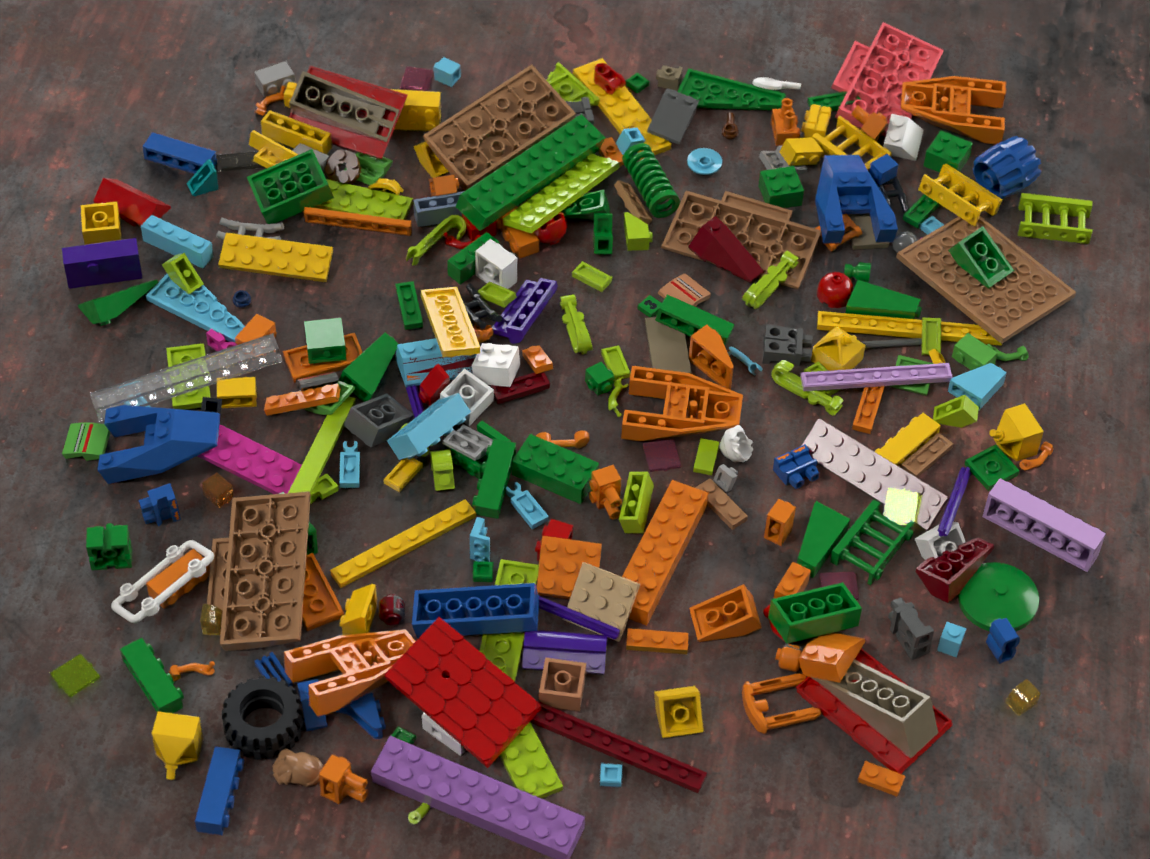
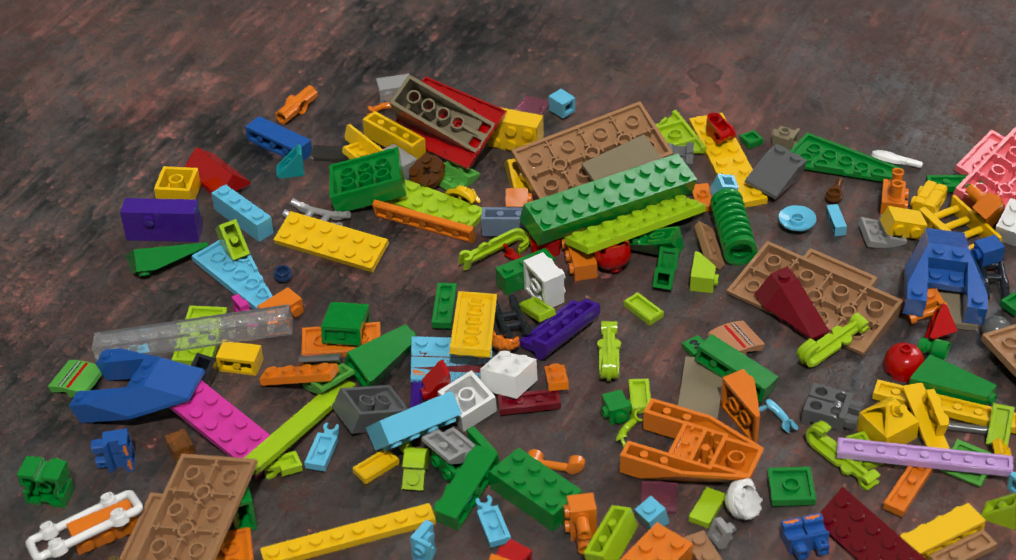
camera: 20 degrees right, 10 degrees down
(181, 112) = (296, 104): none -> orange piece
(530, 129) = (624, 157): none -> dark tan tile
(663, 473) = (651, 512): none -> medium azure brick
(738, 157) = (836, 220): none -> medium azure piece
(771, 424) = (791, 486): none -> green plate
(781, 187) = (872, 253): green brick -> none
(858, 248) = (941, 324): none -> red slope
(871, 334) = (928, 410): none -> yellow bracket

